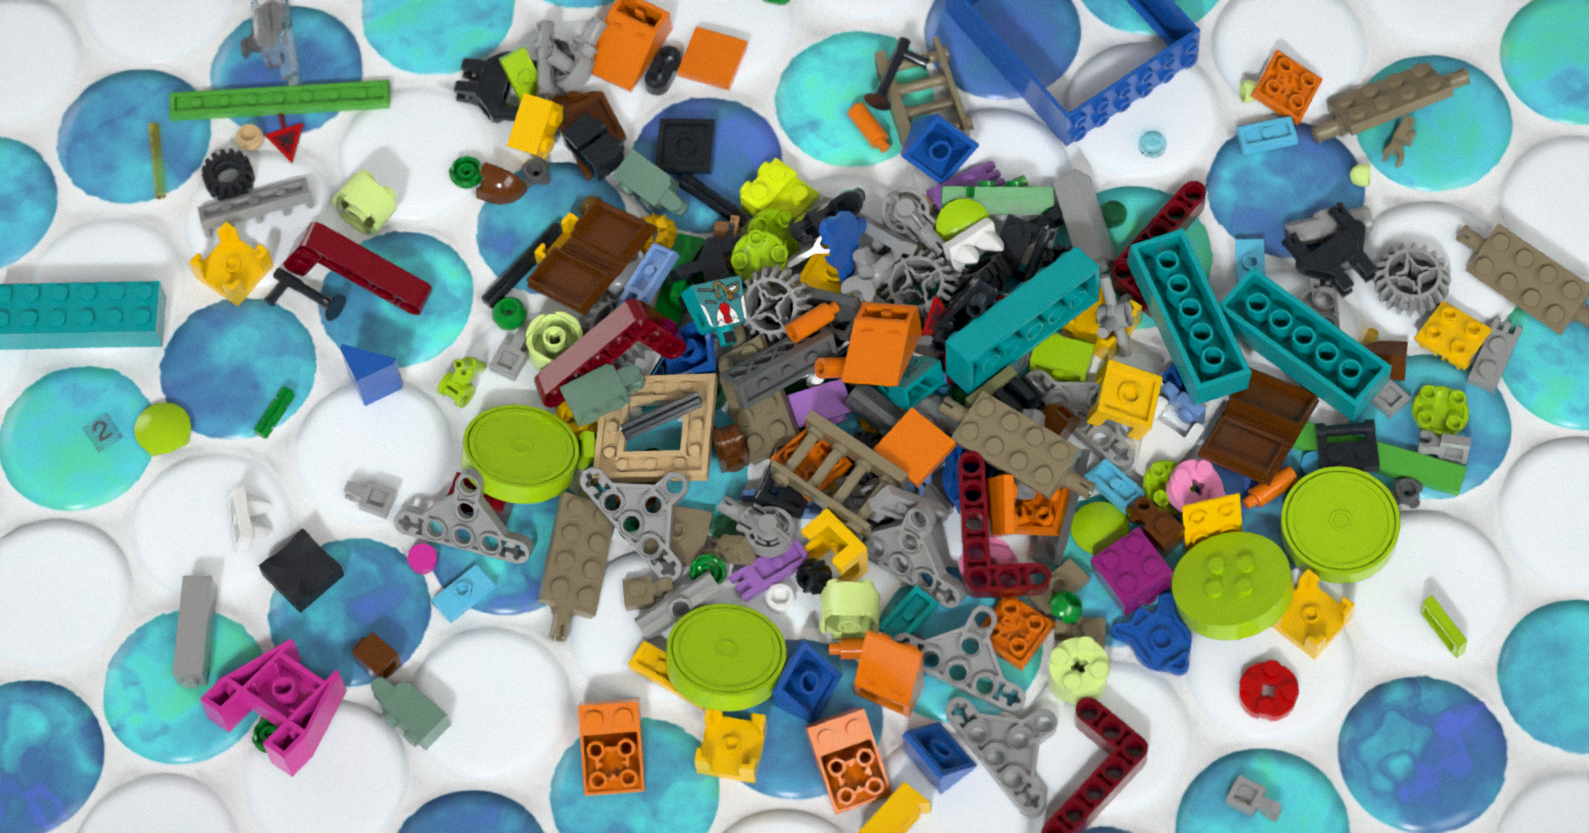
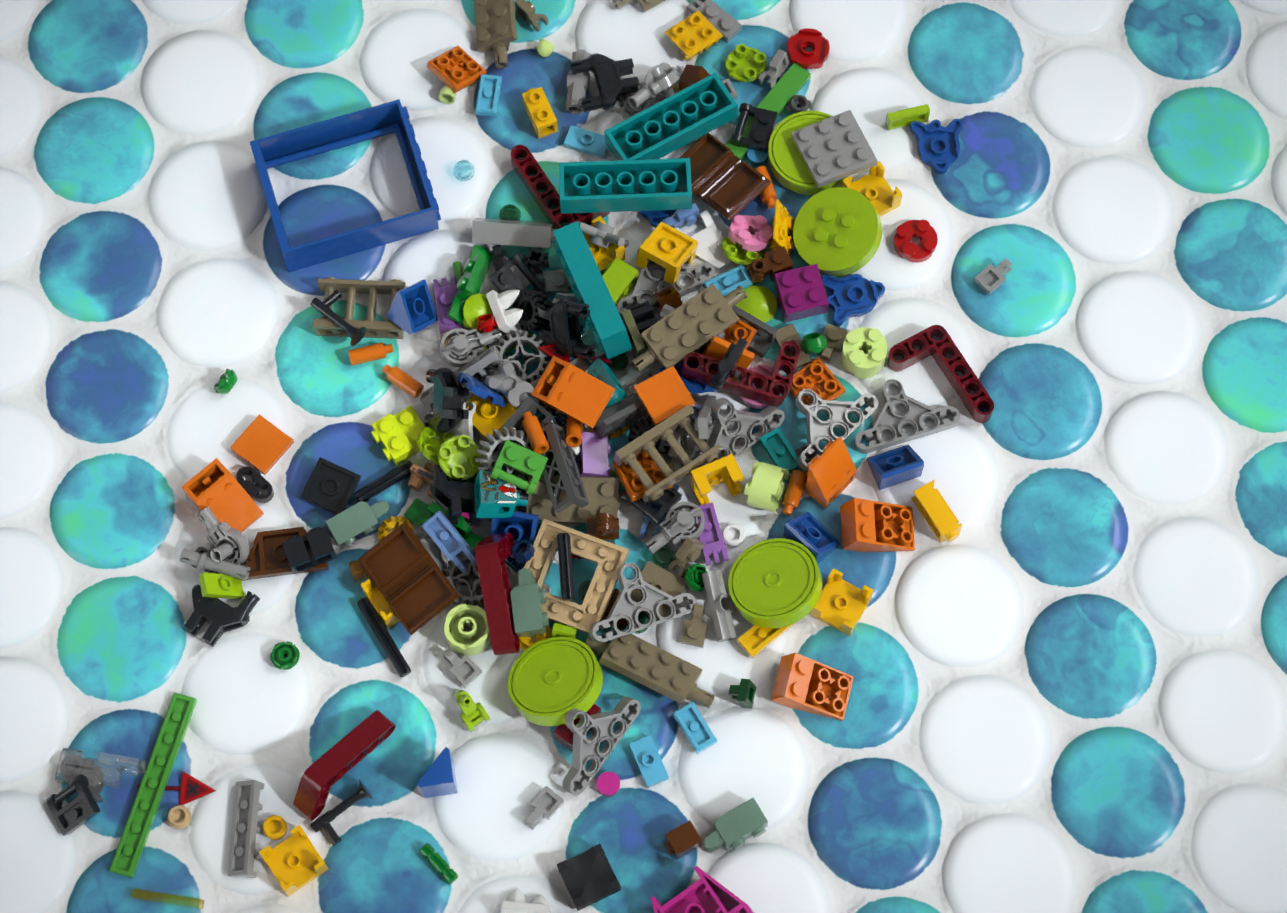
camera: 75 degrees left, 5 degrees up
(221, 163) = (198, 833): black tyre -> none
(224, 36) = (78, 810): none -> black plate
(267, 234) = (275, 827): none -> yellow tile
(365, 202) = (285, 737): yellowish green brick -> none
(500, 185) = (307, 634): reddish brown brick -> none
(509, 321) = (424, 666): green plate -> none
(519, 629) = (694, 727): none -> medium azure plate
(535, 126) = (271, 588): yellow brick -> none
(536, 166) = (302, 599): dark grey plate -> none
(578, 670) = (743, 693): none -> dark green tile
(665, 364) = (522, 551): none -> dark blue tile
(768, 316) = (521, 460): none -> bright green plate
(813, 576) = (728, 504): black gear -> none
(848, 172) = (403, 381): none -> orange cylinder
(946, 229) = (486, 323): none -> red plate
(973, 498) = (728, 363): none -> black plate
(1266, 198) = (540, 112): none -> yellow brick
(1348, 544) = (834, 148): none -> light grey plate
(1361, 309) = (656, 80): none -> light grey pin
(1420, 267) = (651, 50): light grey gear -> none
(1423, 678) = (936, 144): none -> blue tile
(1495, 494) = (818, 44): none -> red plate

